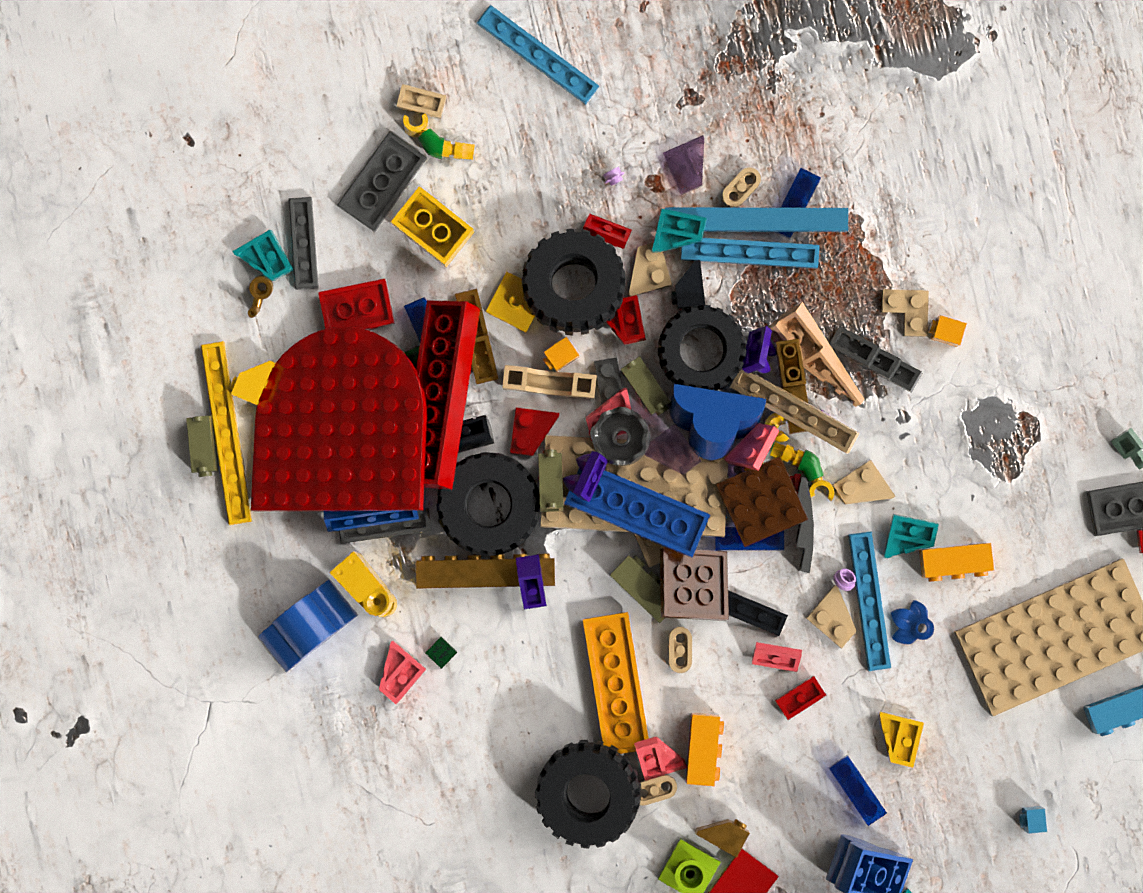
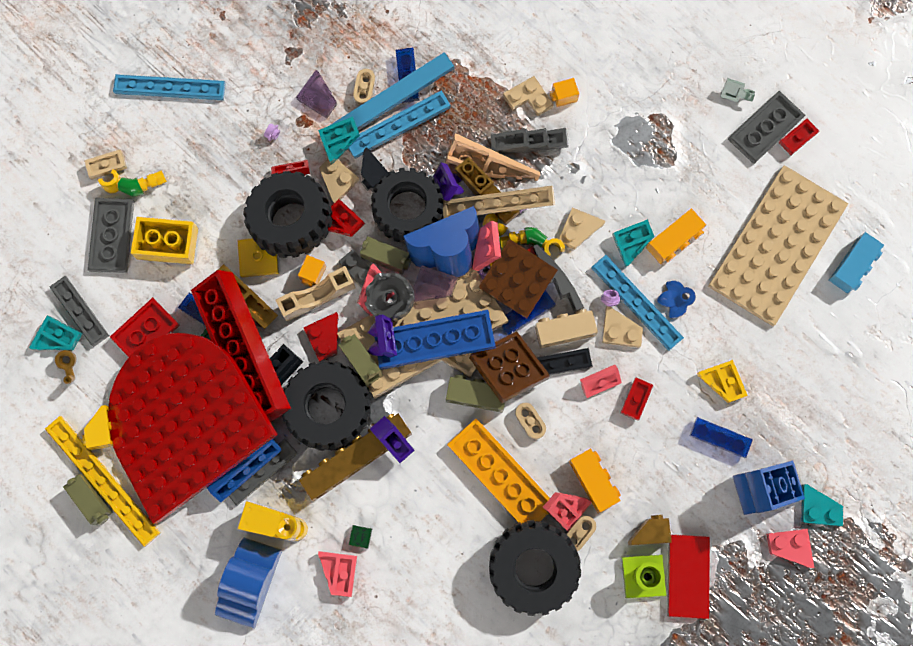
camera: 40 degrees left, 10 degrees down
(778, 581) = (565, 328): none -> tan brick
(1033, 819) = (853, 377): dark azure plate -> none

